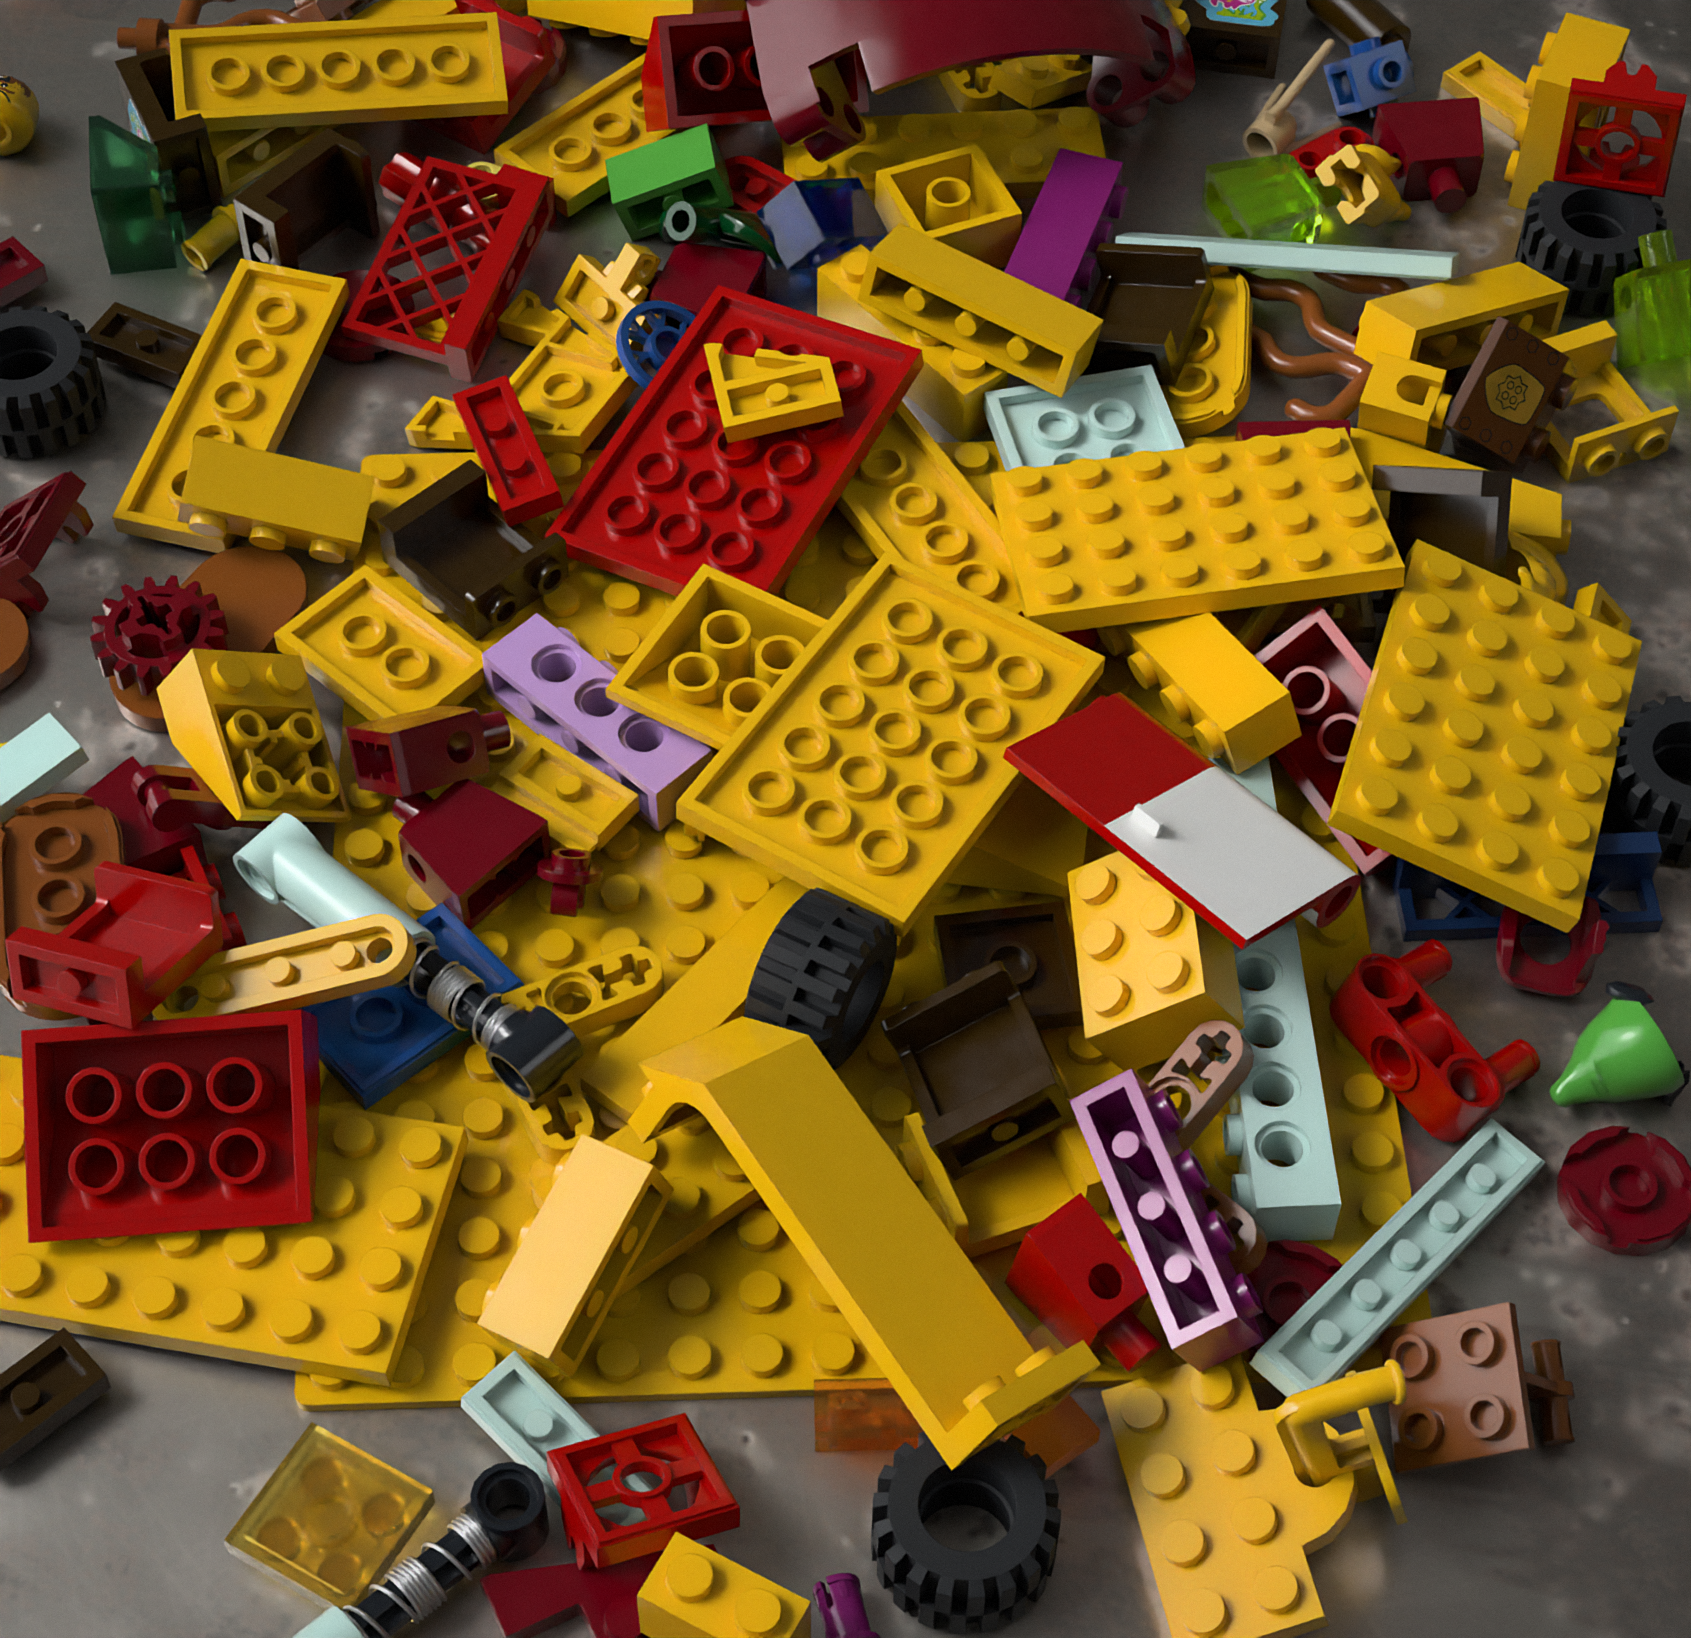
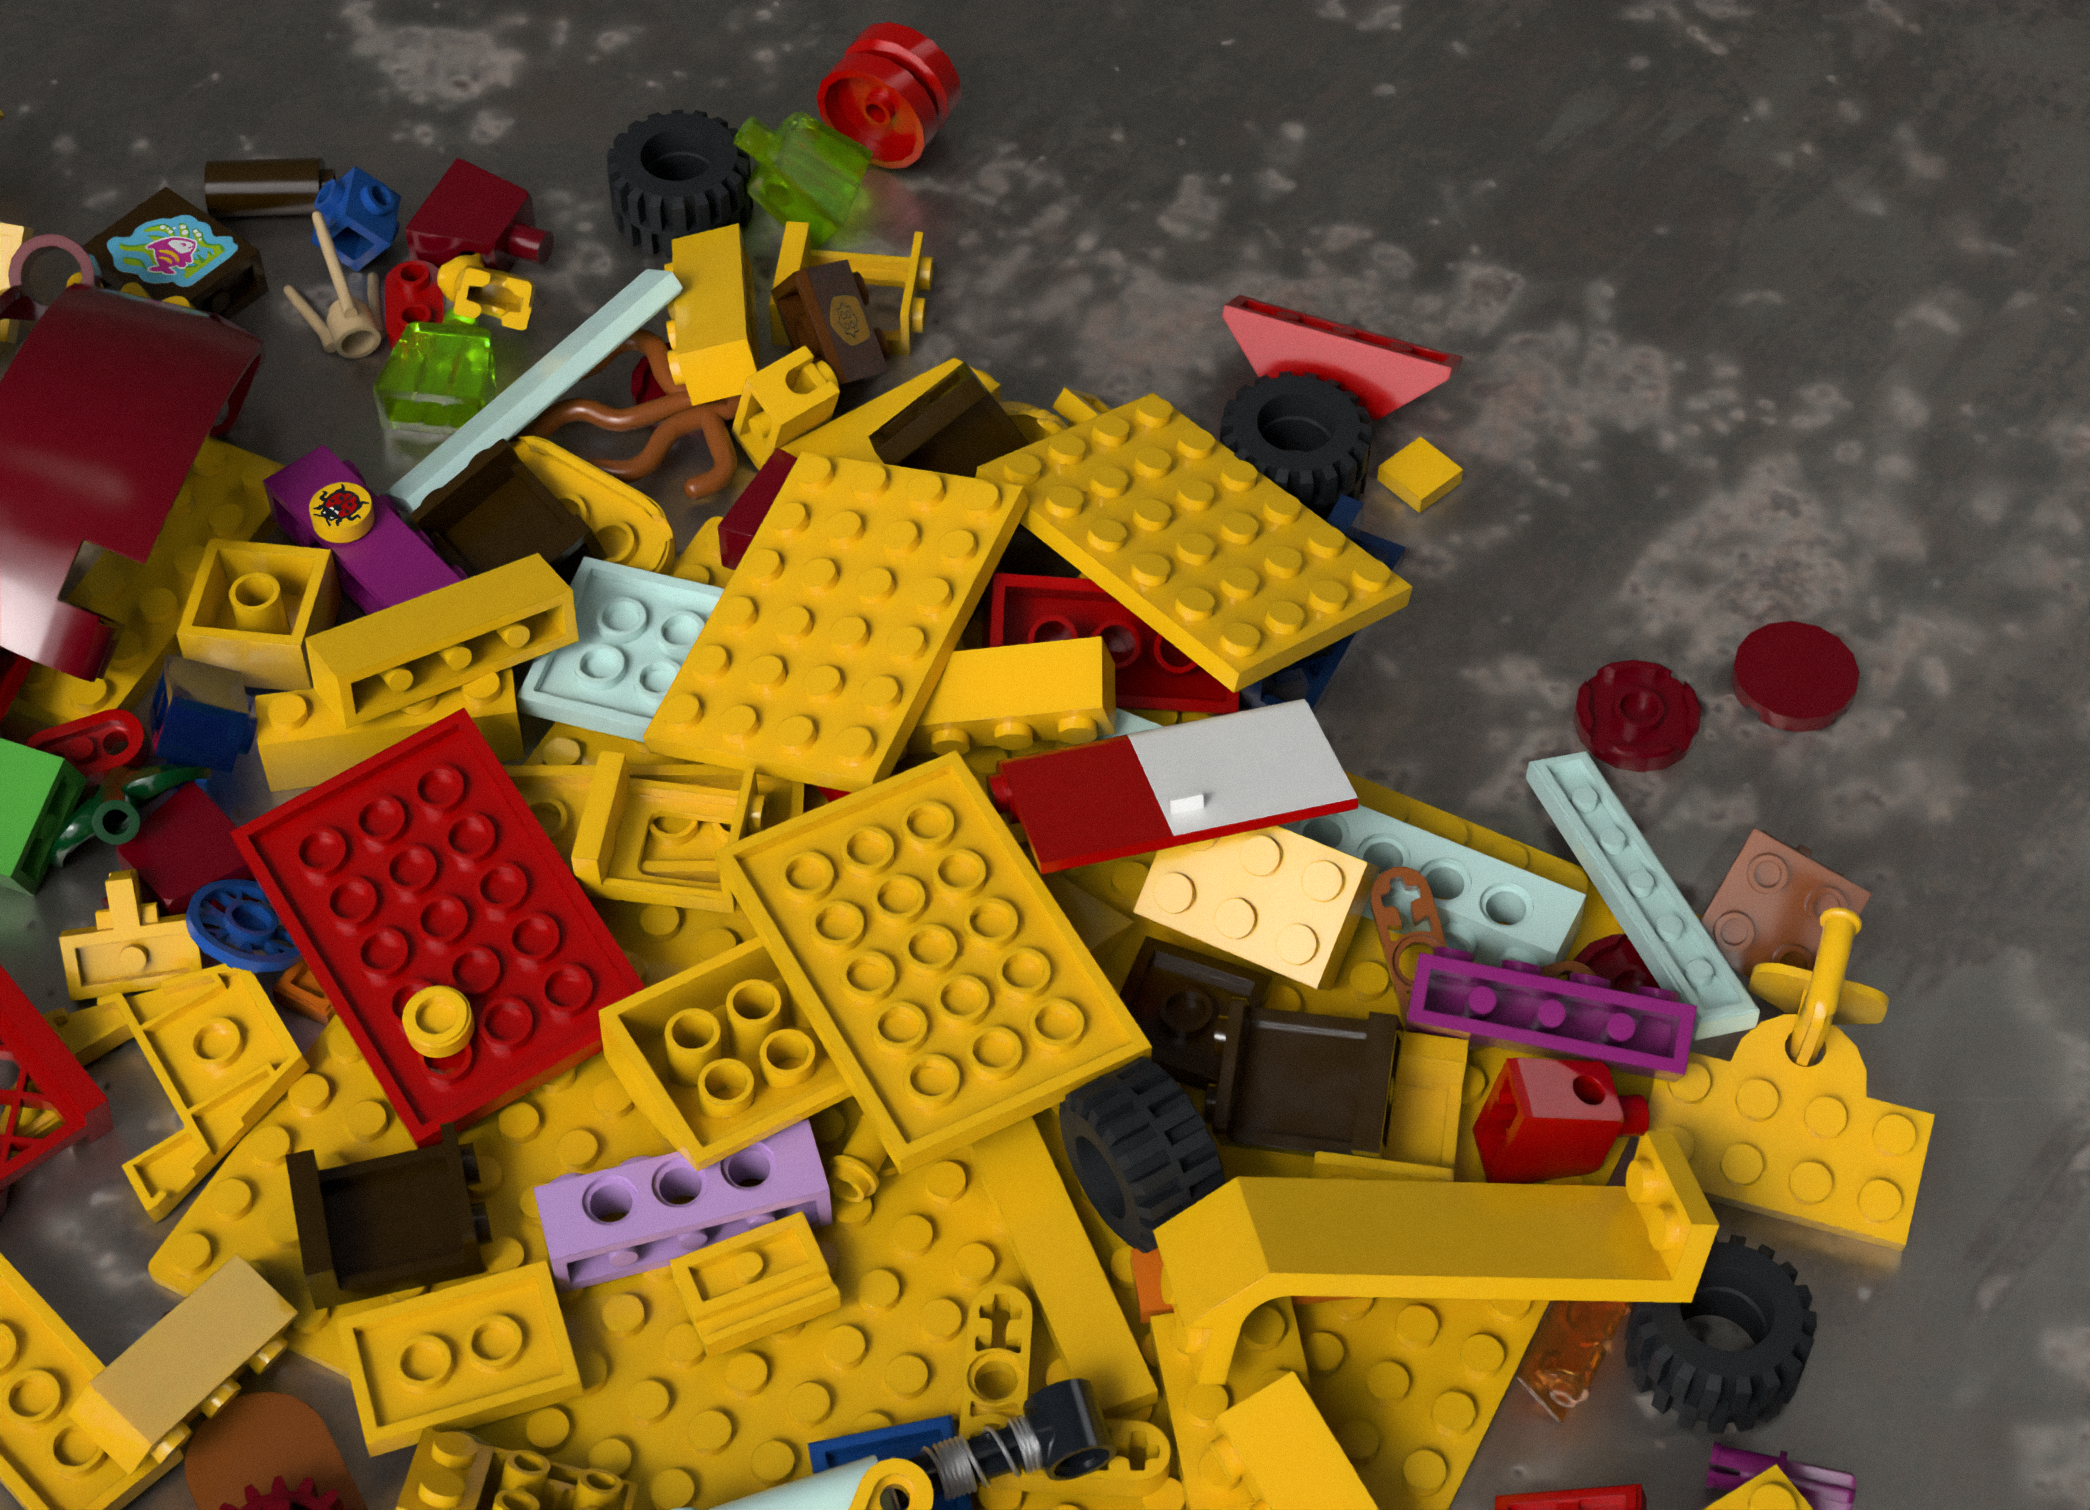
camera: 60 degrees left, 0 degrees up
(425, 748) = (632, 1370): dark red torso -> none
(470, 847) = (760, 1388): dark red torso -> none
(508, 451) = (281, 1120): red plate -> none
(570, 872) = (862, 1314): dark red plate -> none
(644, 487) = (438, 1021): none -> yellow tile
(771, 391) = (420, 854): yellow wing -> none
(903, 499) = (617, 826): none -> yellow window
(1060, 200) = (341, 512): none -> yellow tile
(1418, 1045) = (1439, 767): red piece -> none
(1496, 88) = (433, 147): yellow tile -> none
(1558, 979) = (1418, 627): dark red piece -> none
(1578, 50) = (552, 107): yellow brick -> none
(1621, 1056) = (1530, 640): bright green hat -> none
(1622, 169) = (635, 112): red piece -> none

